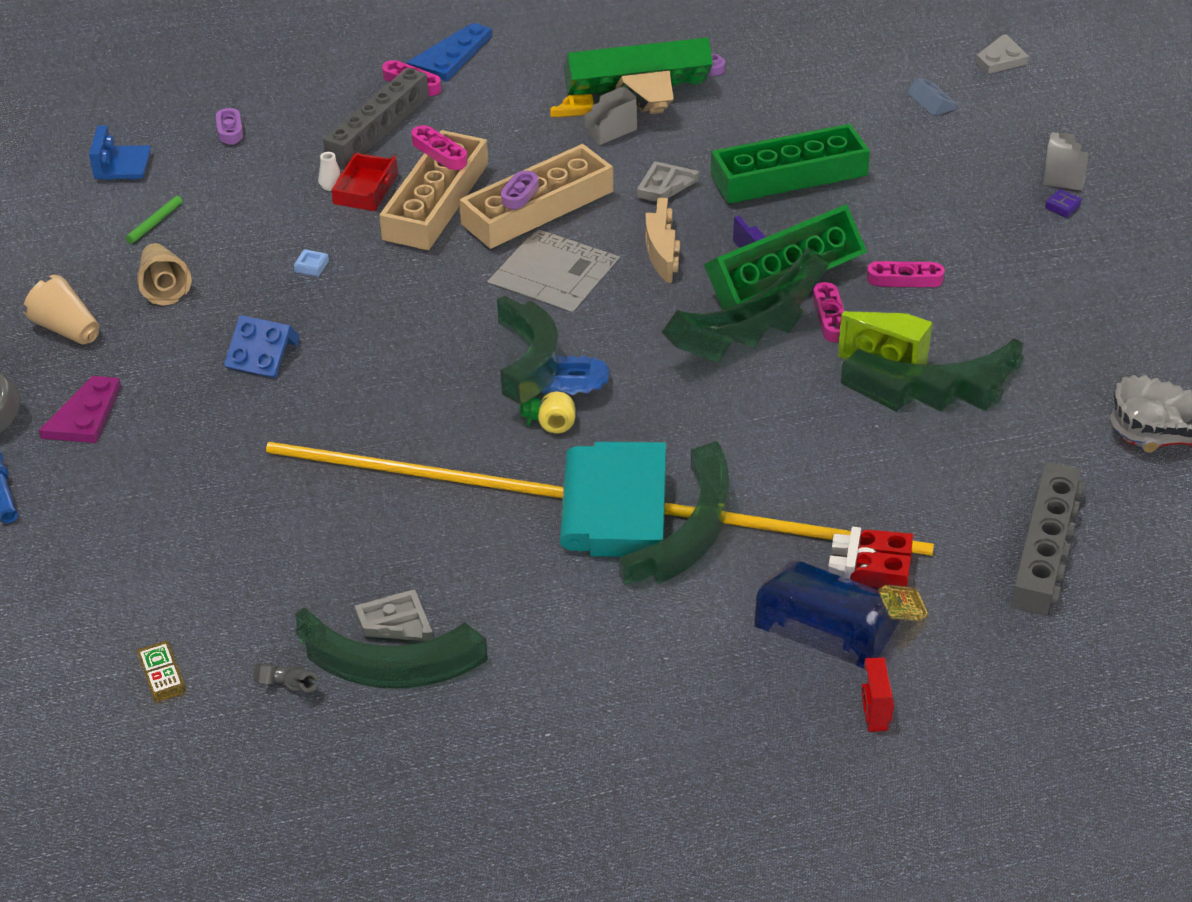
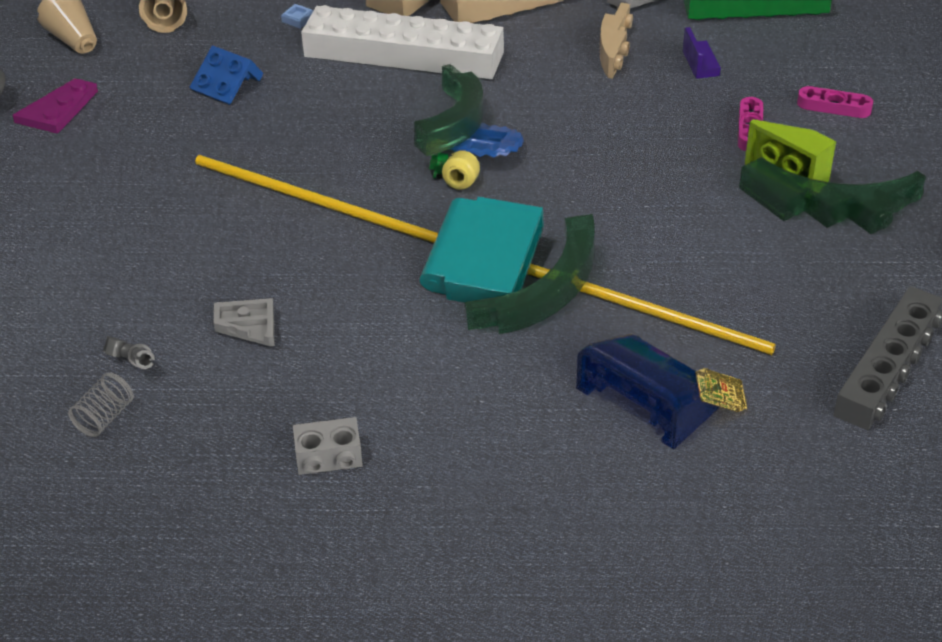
camera: 15 degrees right, 0 degrees up
(161, 671) = (28, 329): tile -> none
(265, 747) = (91, 415): none -> light grey piece
(391, 665) = (231, 361): clear green arch -> none
(440, 276) = (402, 41): none -> white brick
(533, 736) = (327, 445): none -> light grey brick
(554, 269) = (525, 53): light grey sticker -> none
(758, 265) = (720, 68): green brick -> none
(777, 306) = (664, 119): clear green arch -> none
(872, 557) = (710, 344): red hips -> none
(877, 695) = (664, 470): red brick -> none

